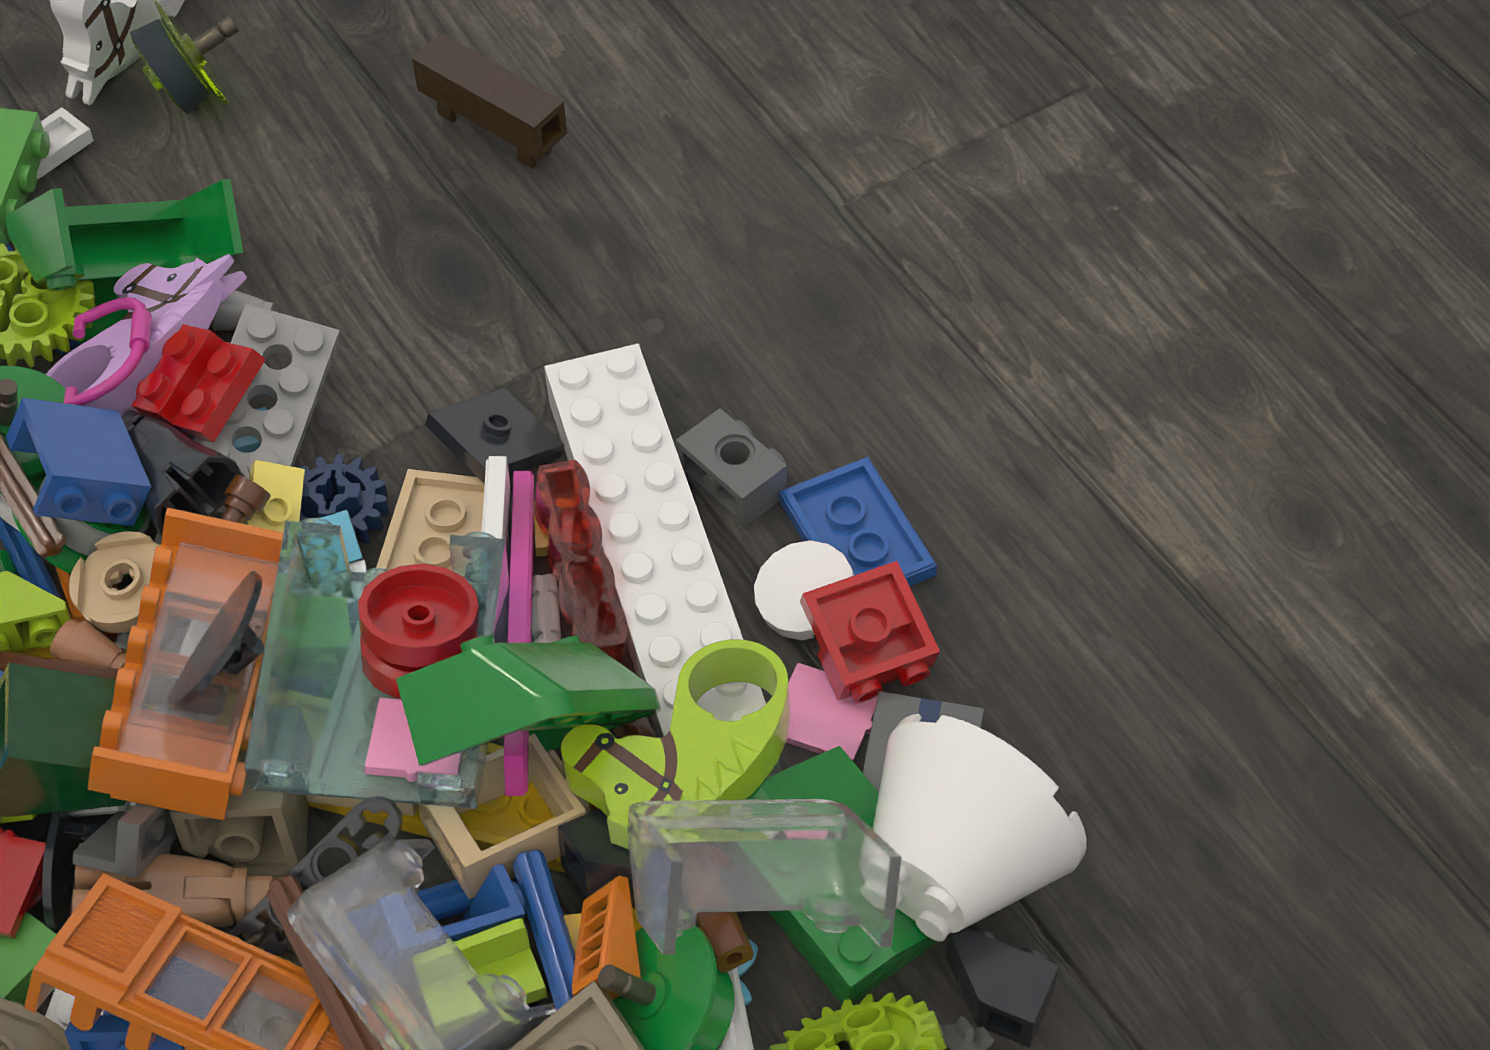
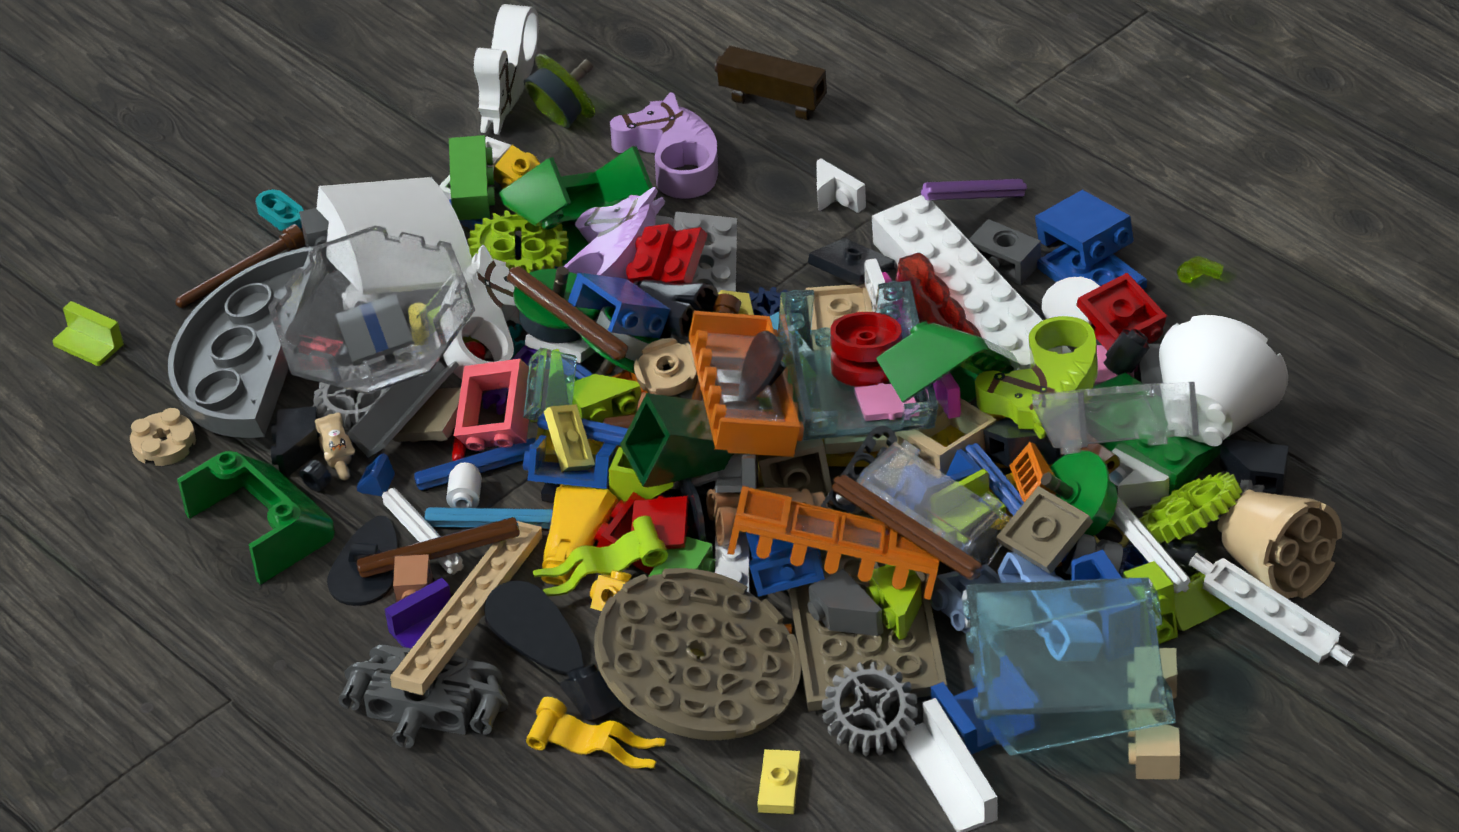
camera: 10 degrees left, 10 degrees down
(77, 173) = (513, 166): none -> yellow brick
(138, 344) = (616, 232): dark pink piece -> none
(324, 166) = (677, 140): none -> lavender animal
(518, 293) = (839, 186): none -> white slope
(716, 349) = (973, 189): none -> medium lavender axle
(795, 973) = (1138, 482): none -> white slope
(852, 709) = (1126, 351): none -> black brick
(867, 453) = (1087, 226): none -> blue panel
(1022, 560) = (1198, 266): none -> clear neon green arm

